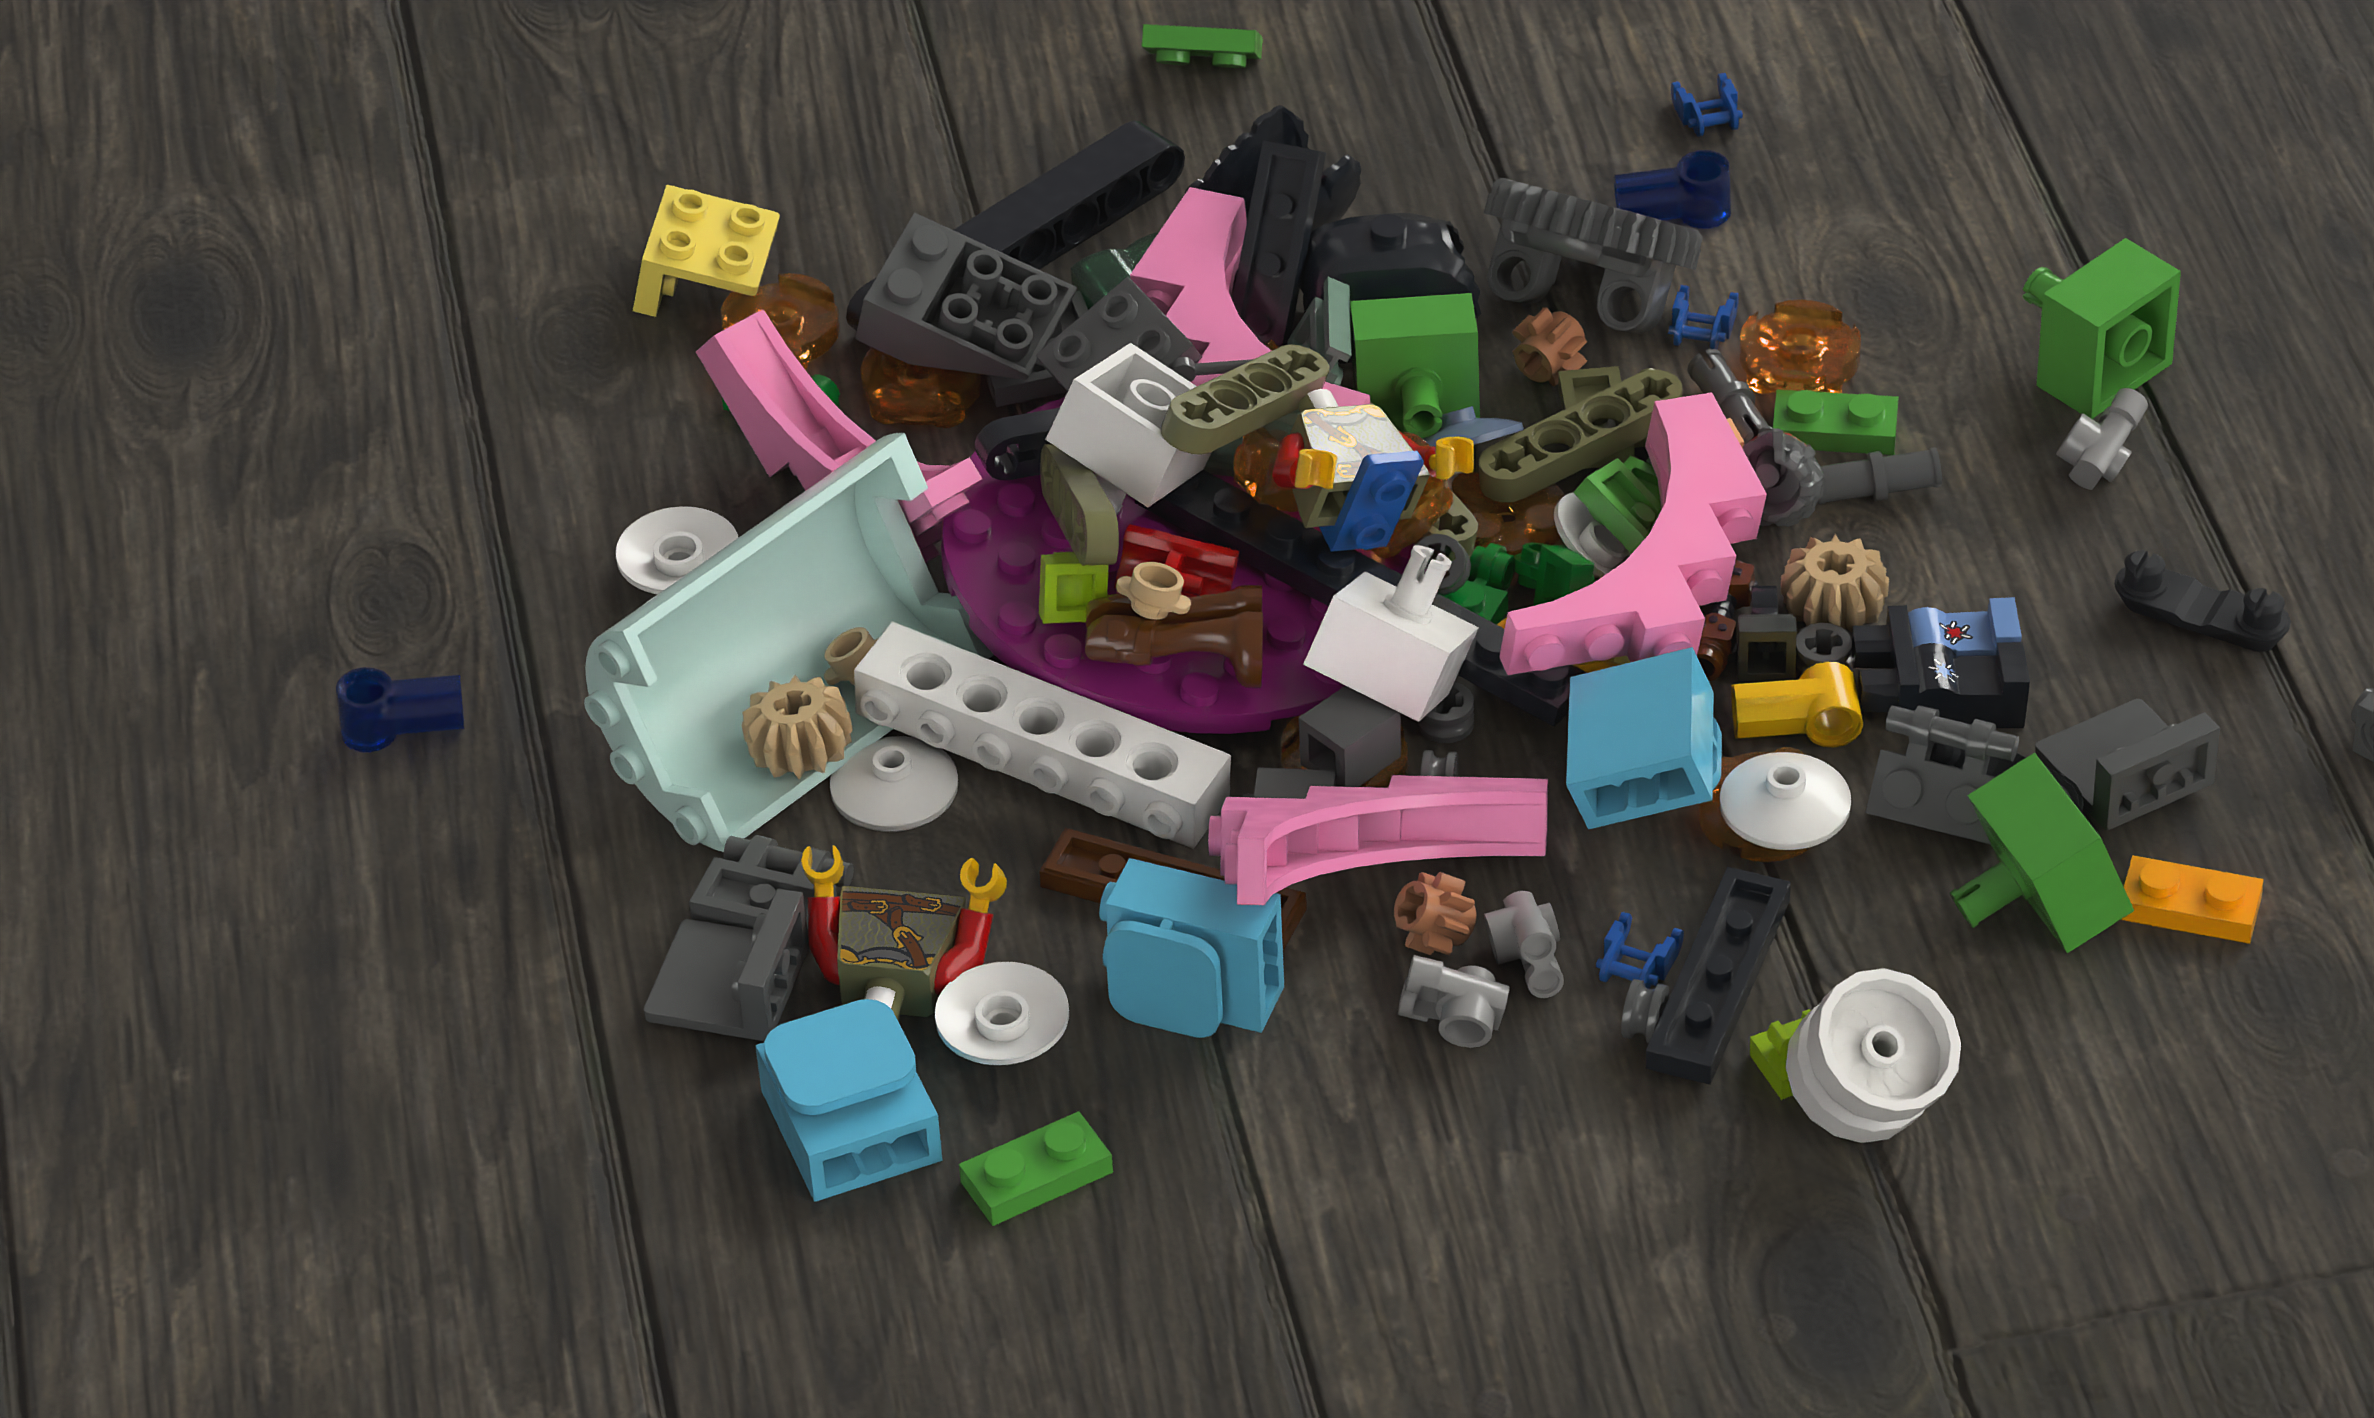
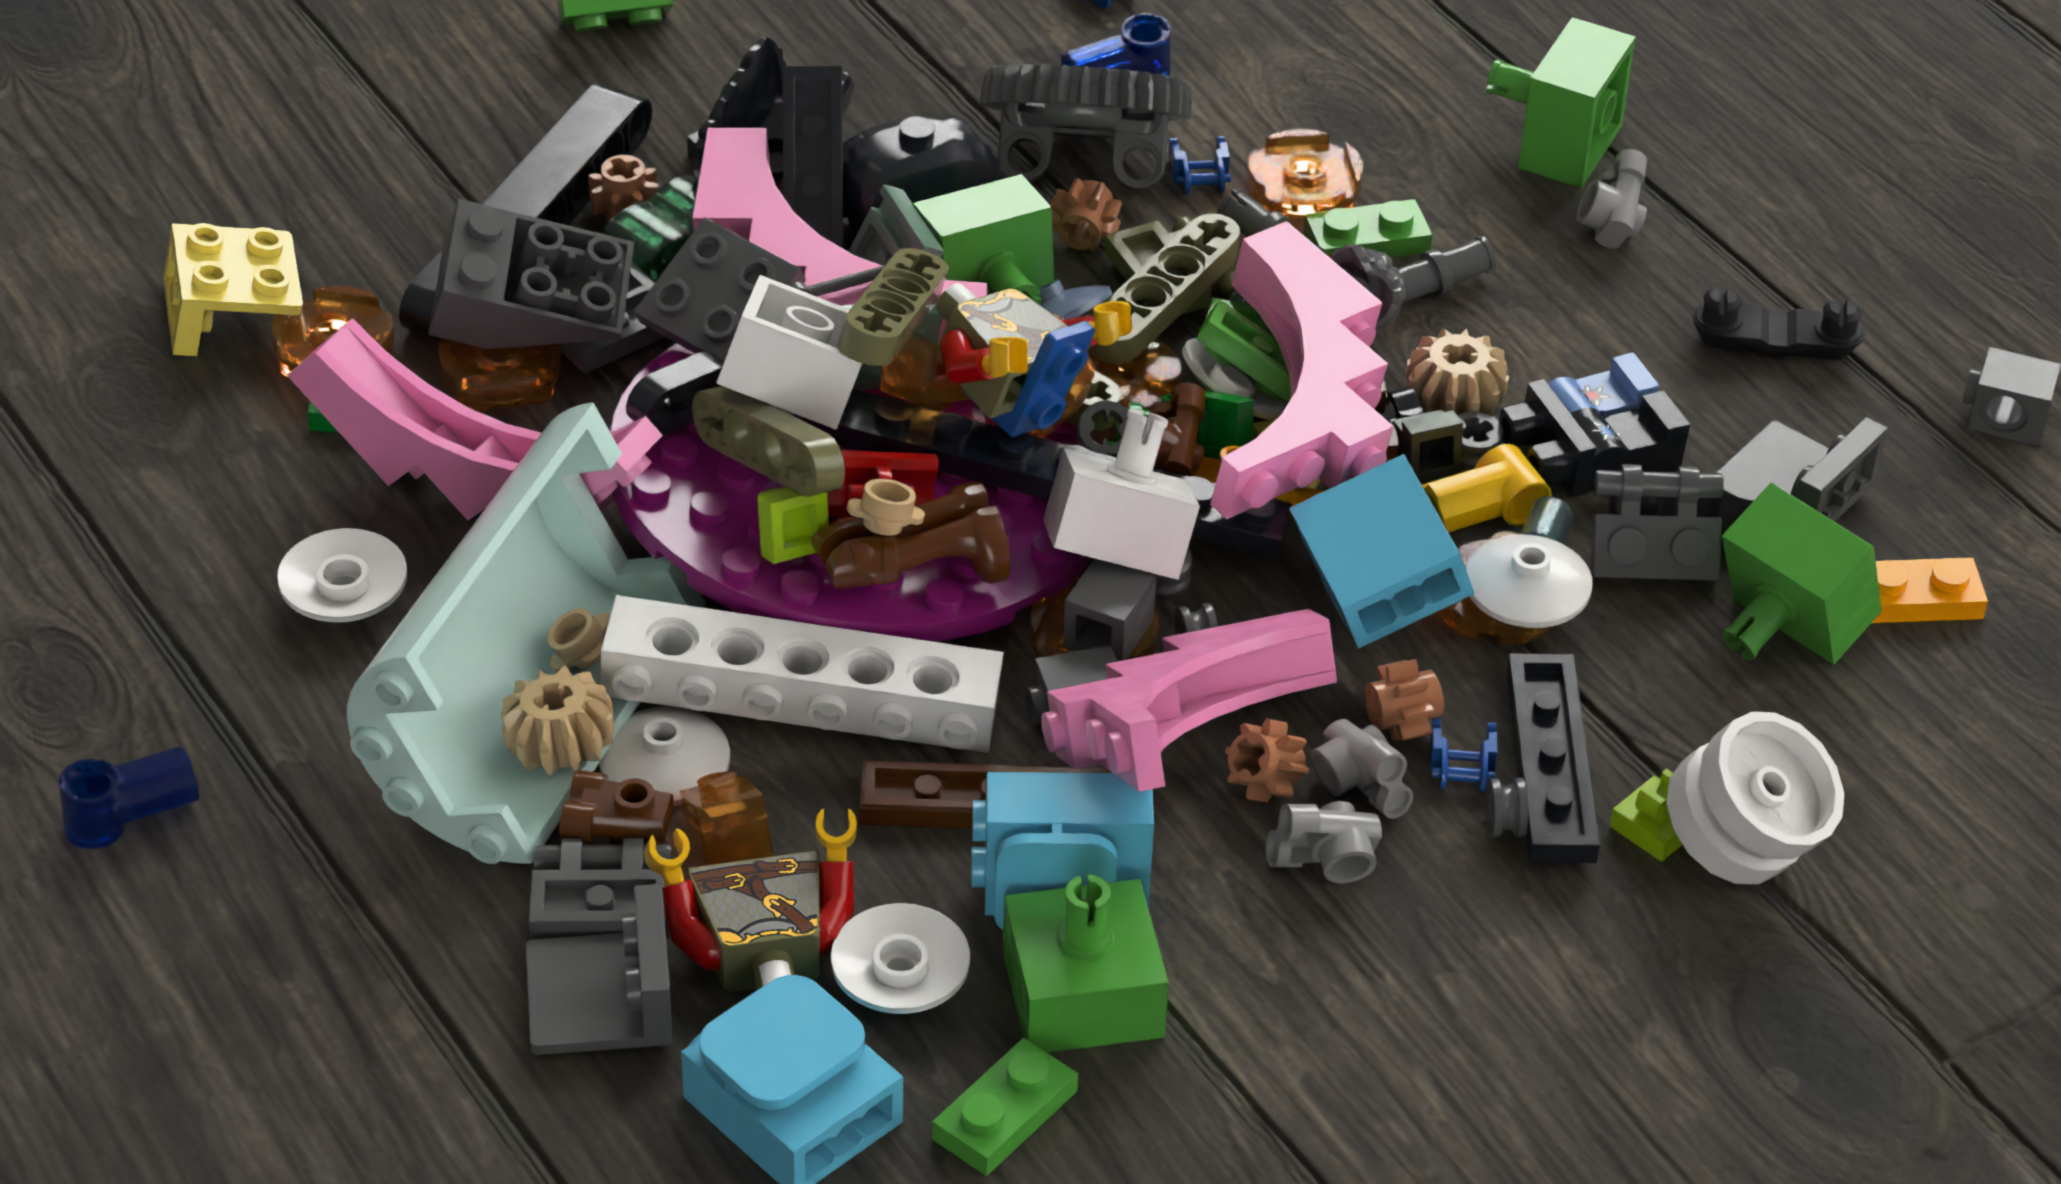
camera: 25 degrees left, 0 degrees up
(813, 820) = (615, 809): none -> reddish brown plate
(914, 851) = (729, 818): none -> clear orange bracket
(1113, 226) = (620, 185): none -> nougat gear
(1162, 1059) = (1085, 965): none -> bright green brick
(1500, 586) = (1178, 445): none -> reddish brown plate
(1599, 887) = (1404, 700): none -> nougat gear
(1846, 750) = (1549, 519): none -> clear light blue hinge

